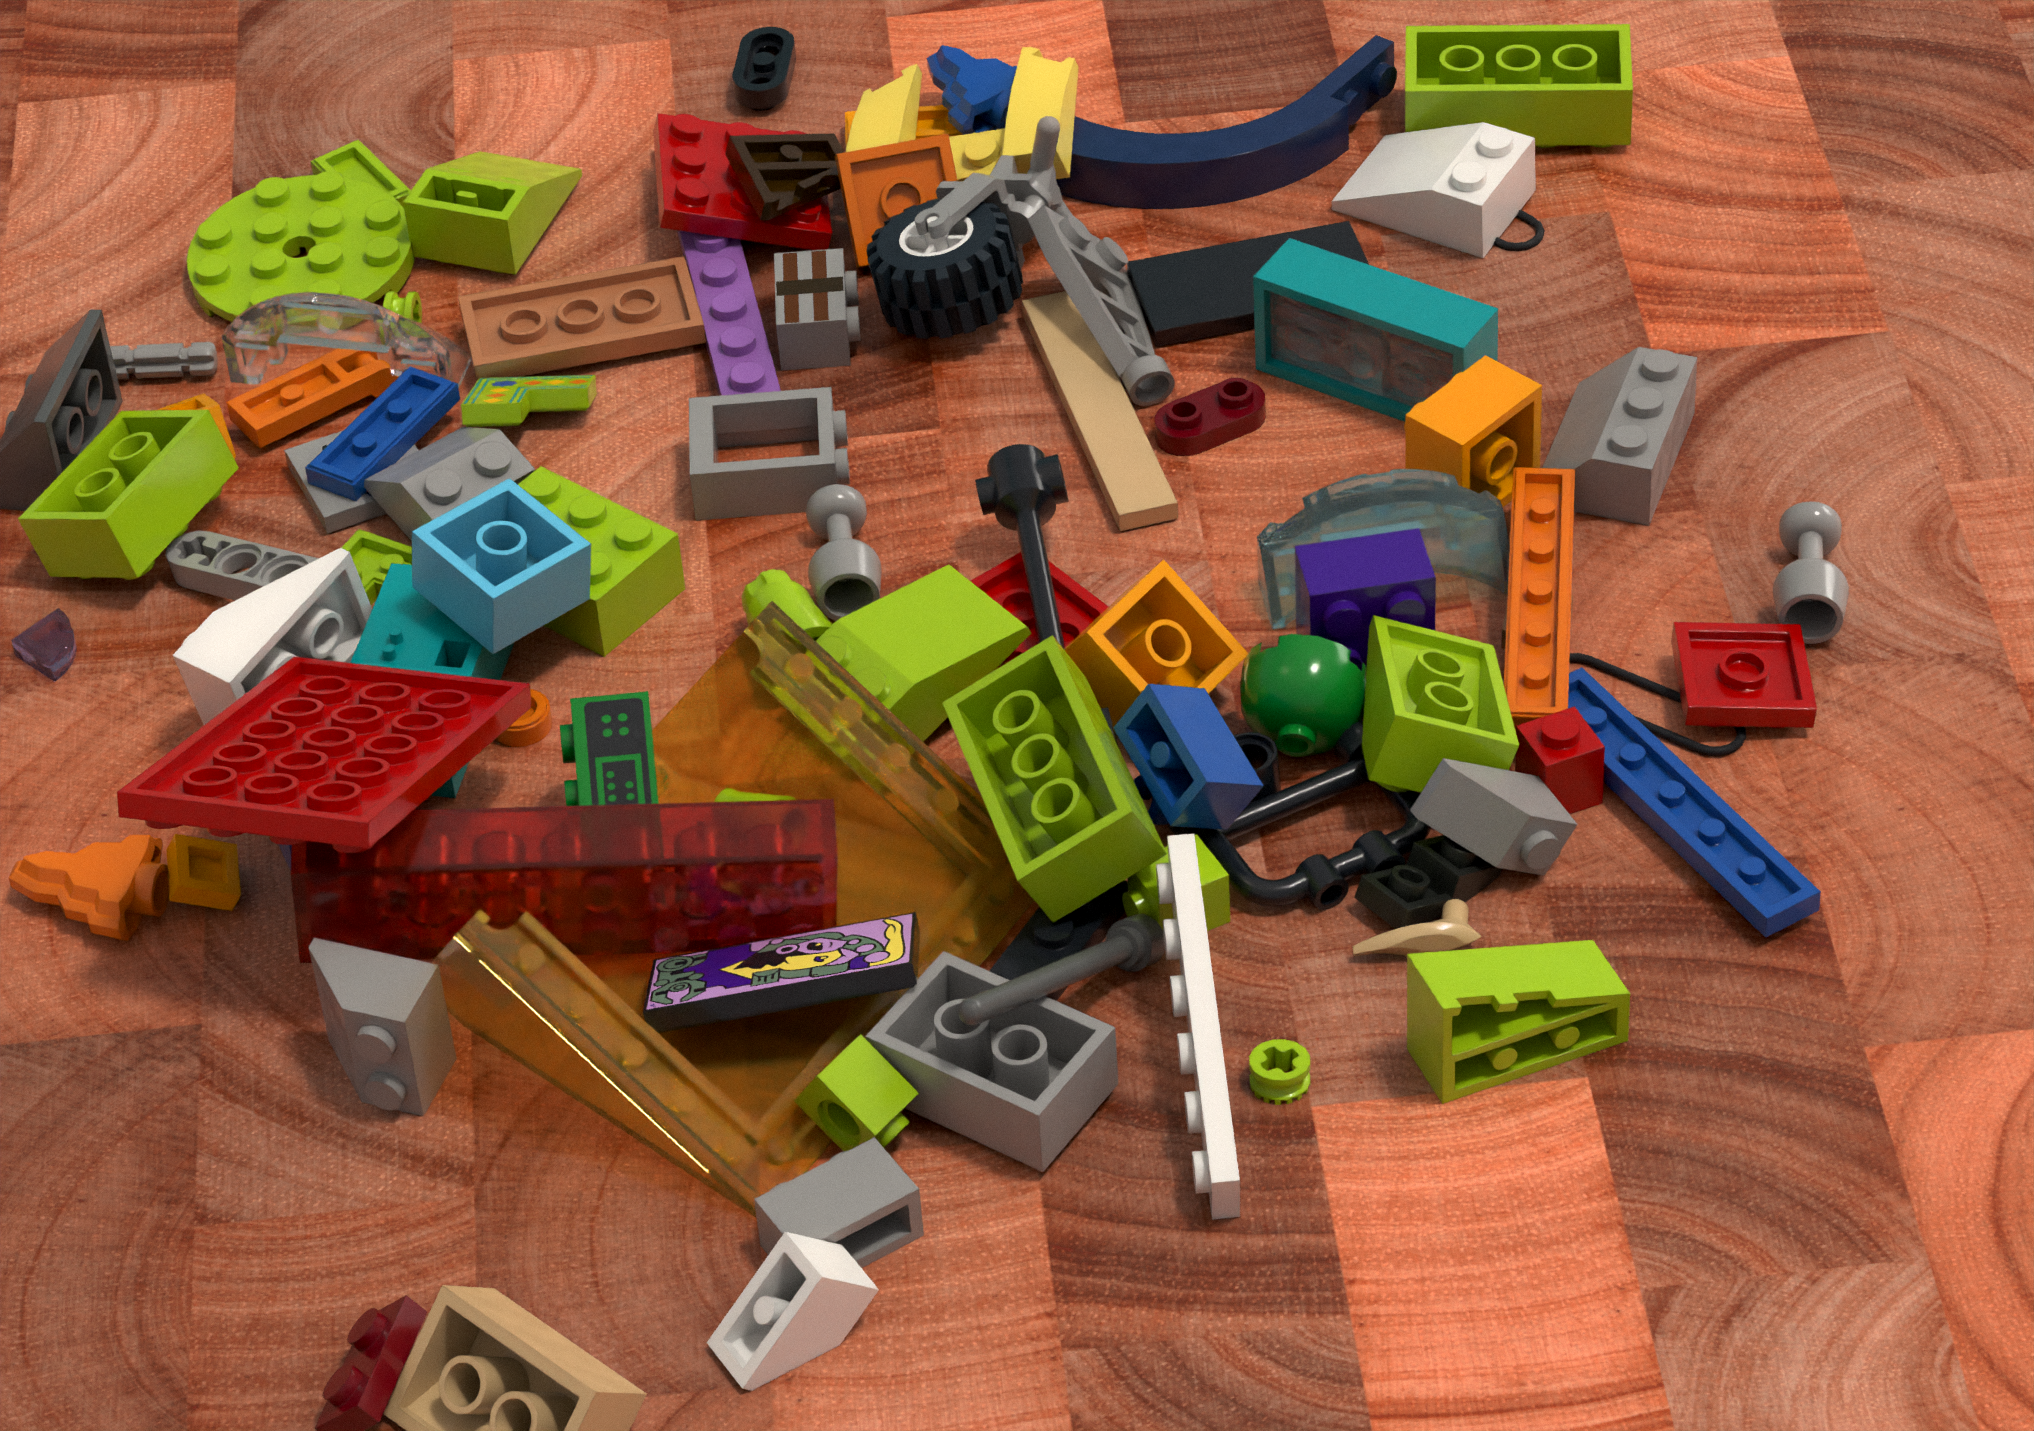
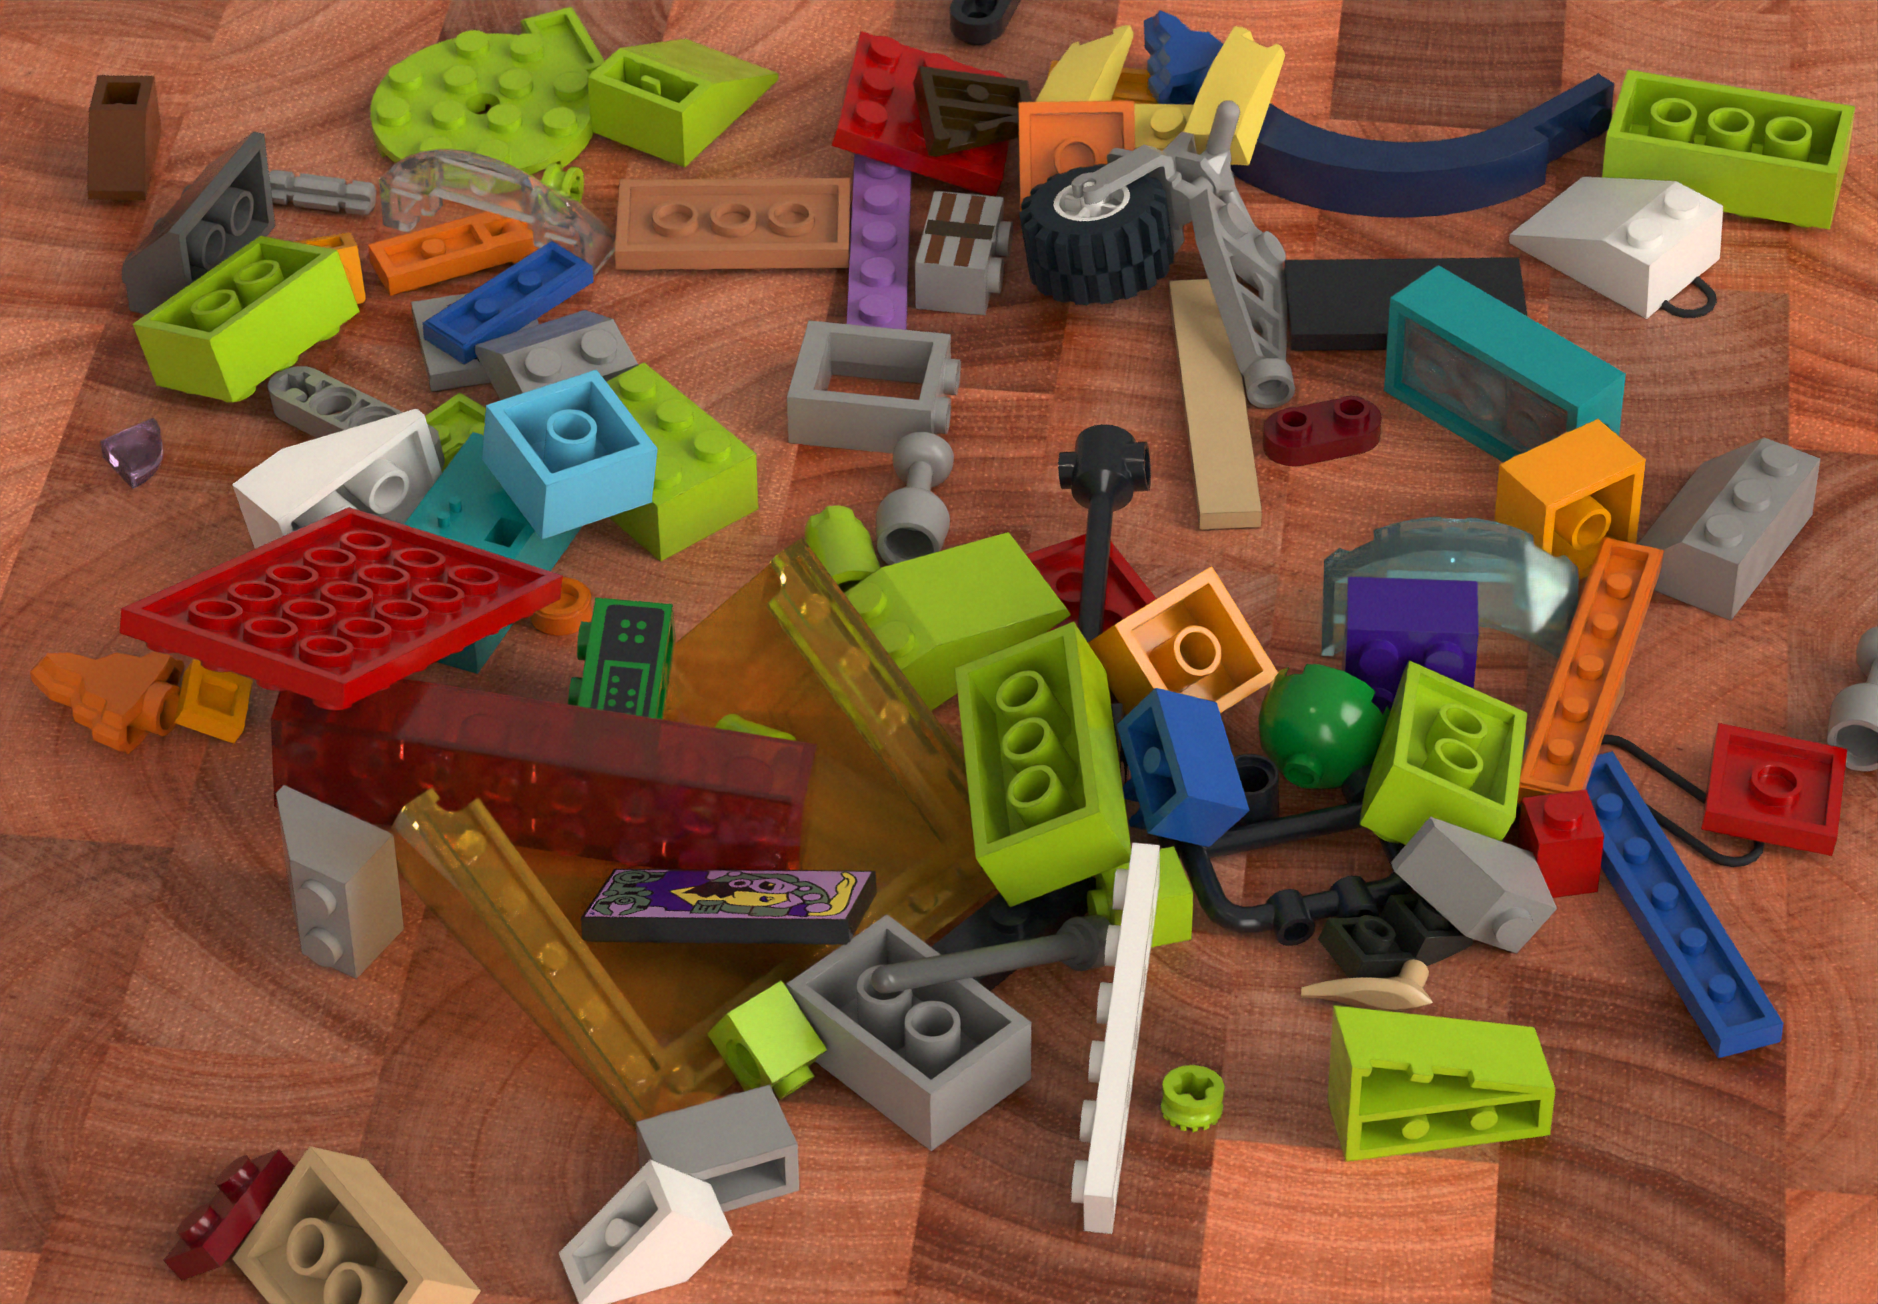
camera: 10 degrees right, 0 degrees up
(510, 399) = (636, 290): lime tile -> none

